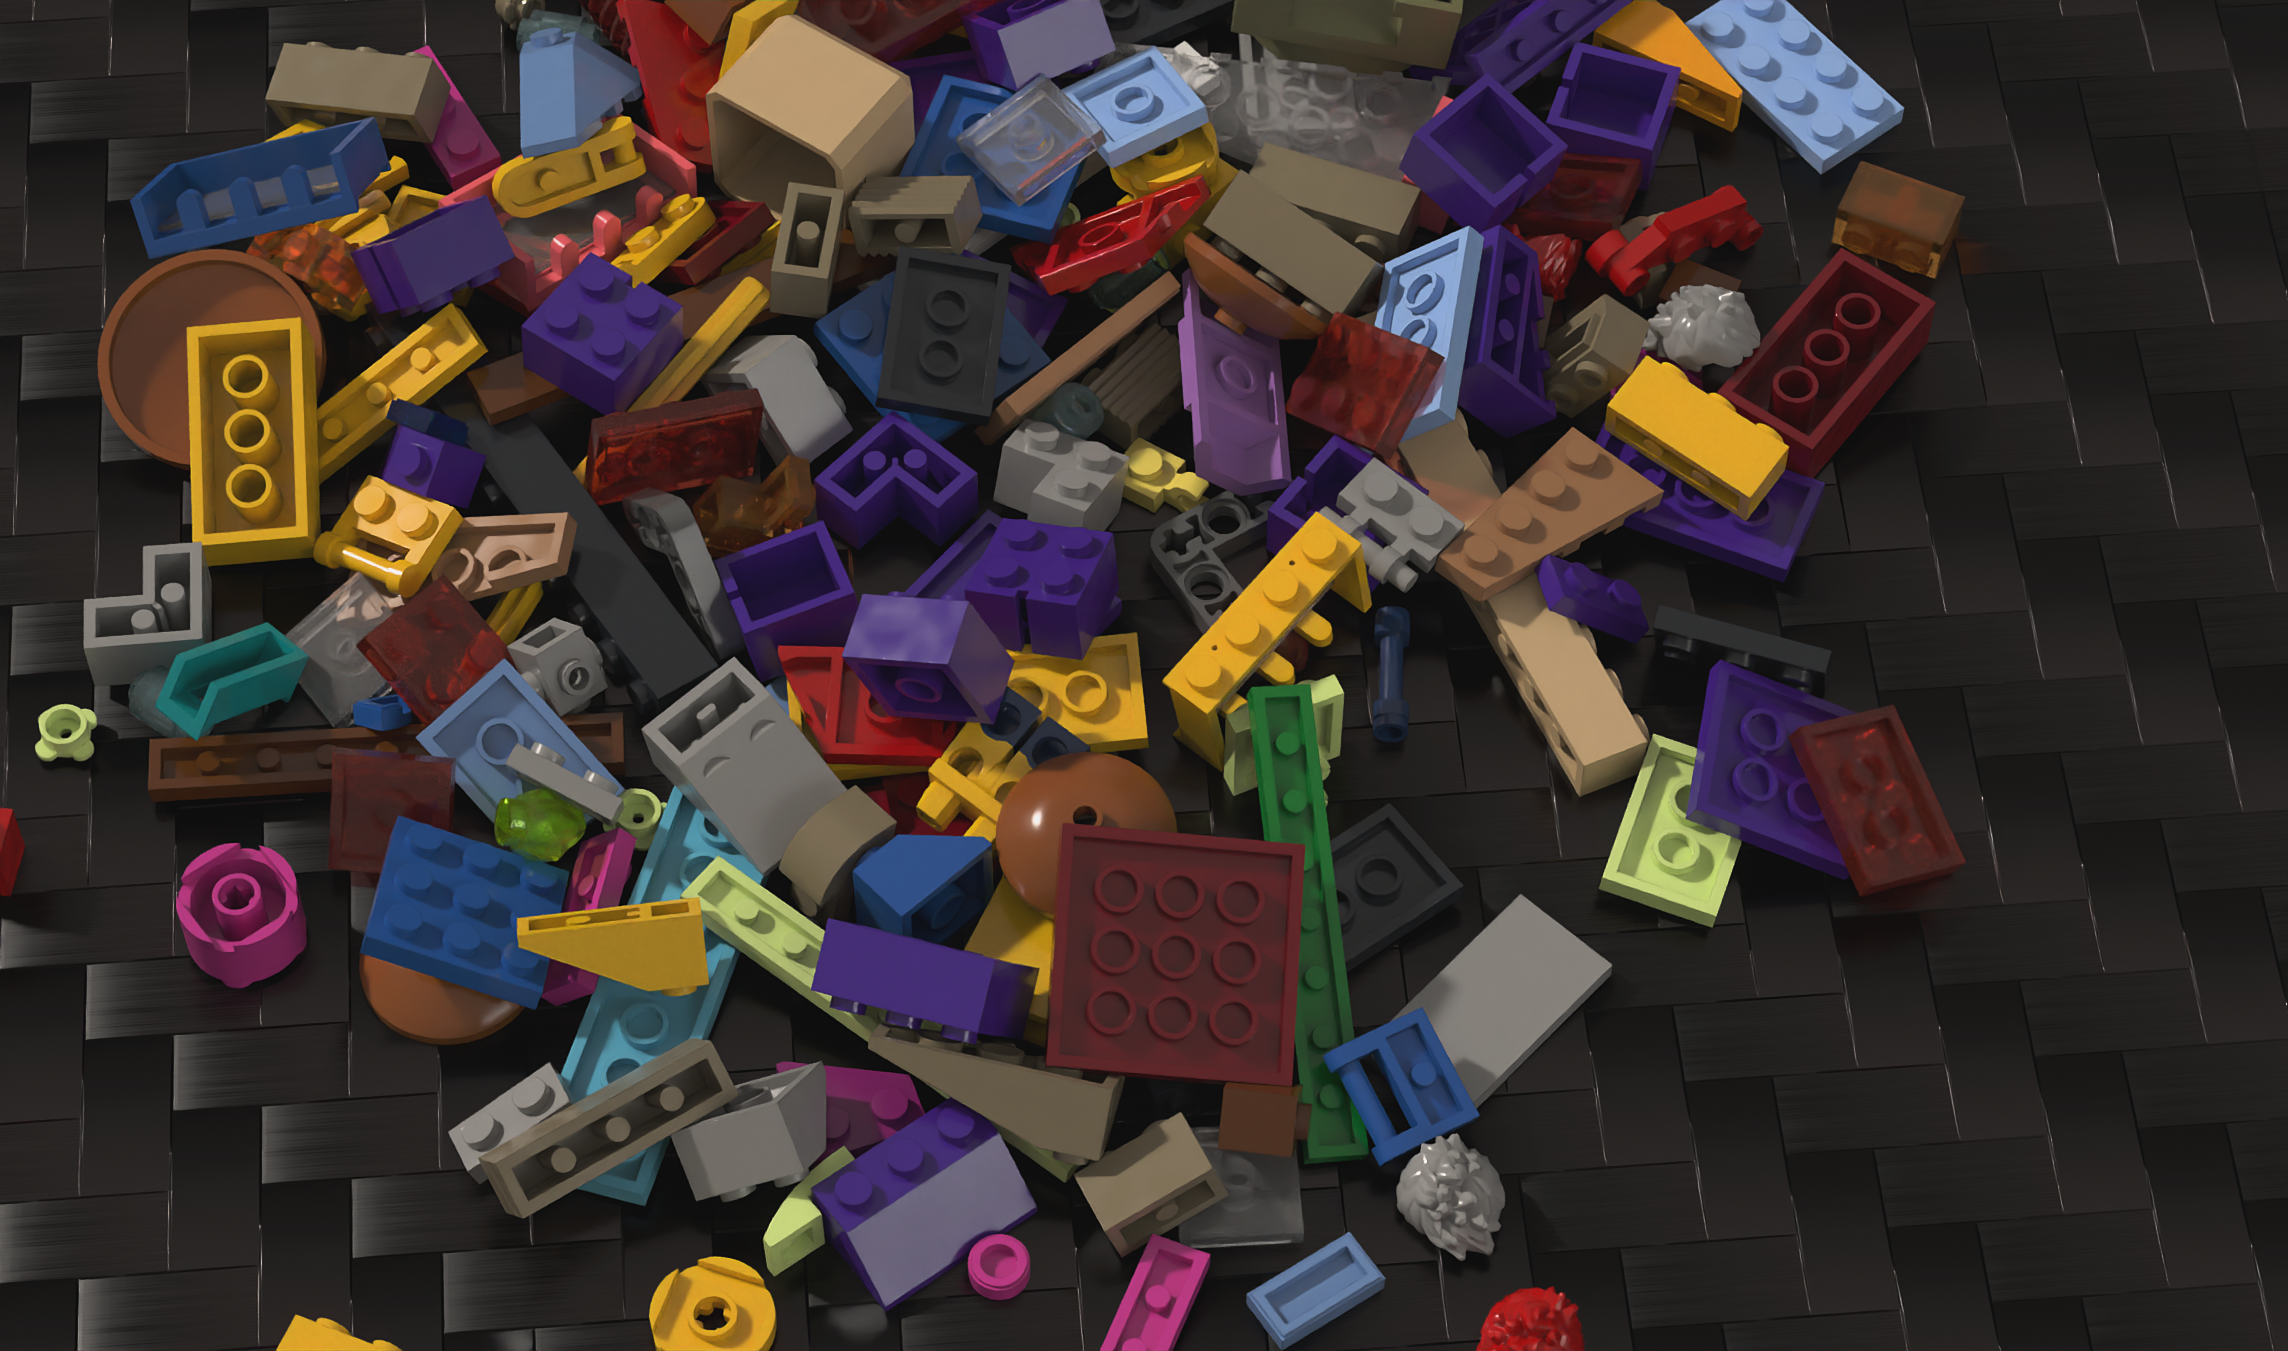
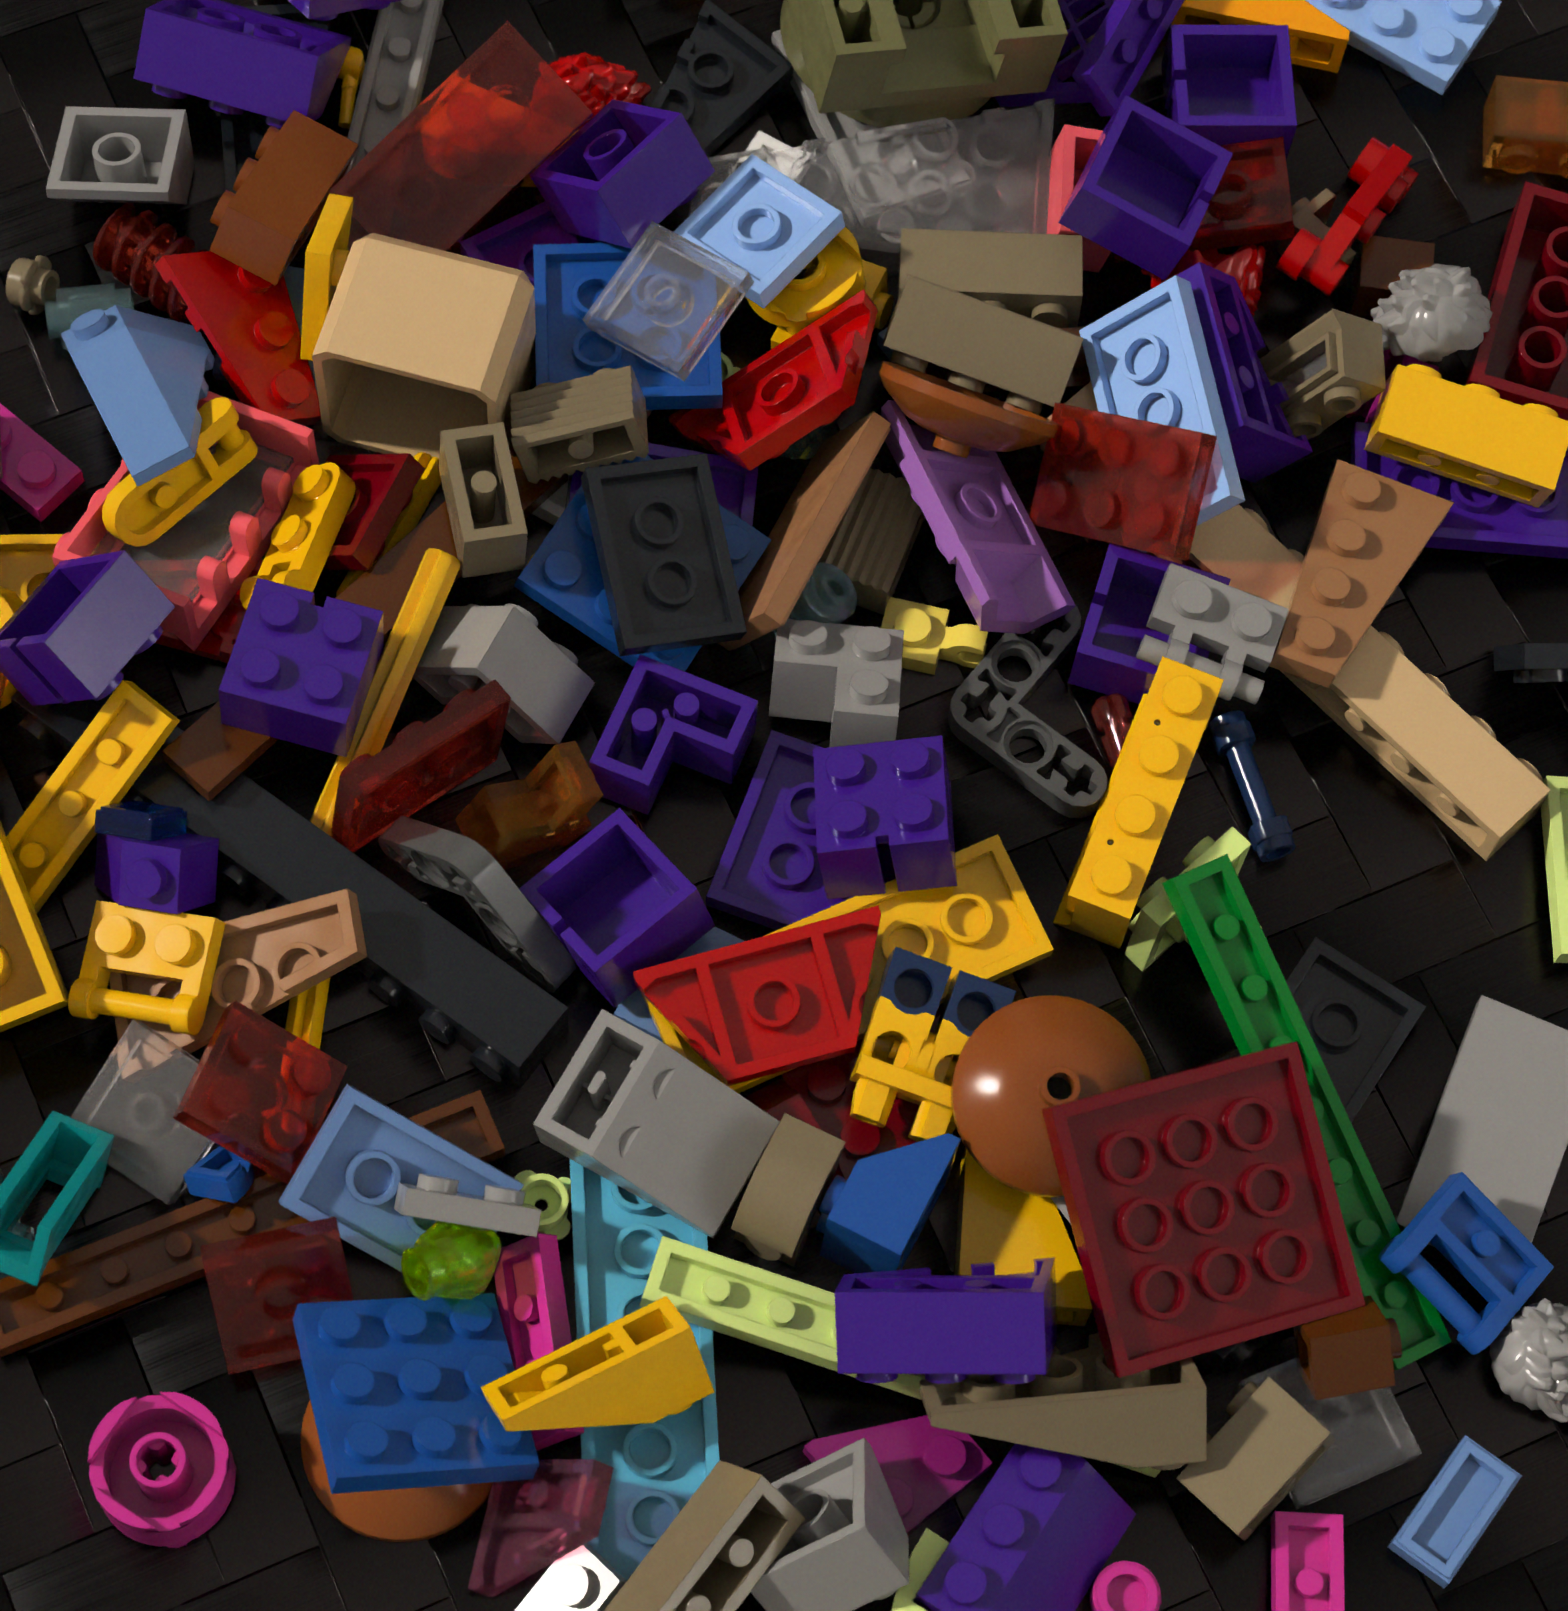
camera: 25 degrees left, 10 degrees up
(527, 1044) = (539, 1521): none -> clear pink wing
(560, 665) = (393, 1060): light grey brick -> none
(928, 657) = (823, 952): brick -> none
(1592, 598) = (1428, 644): dark purple plate -> none

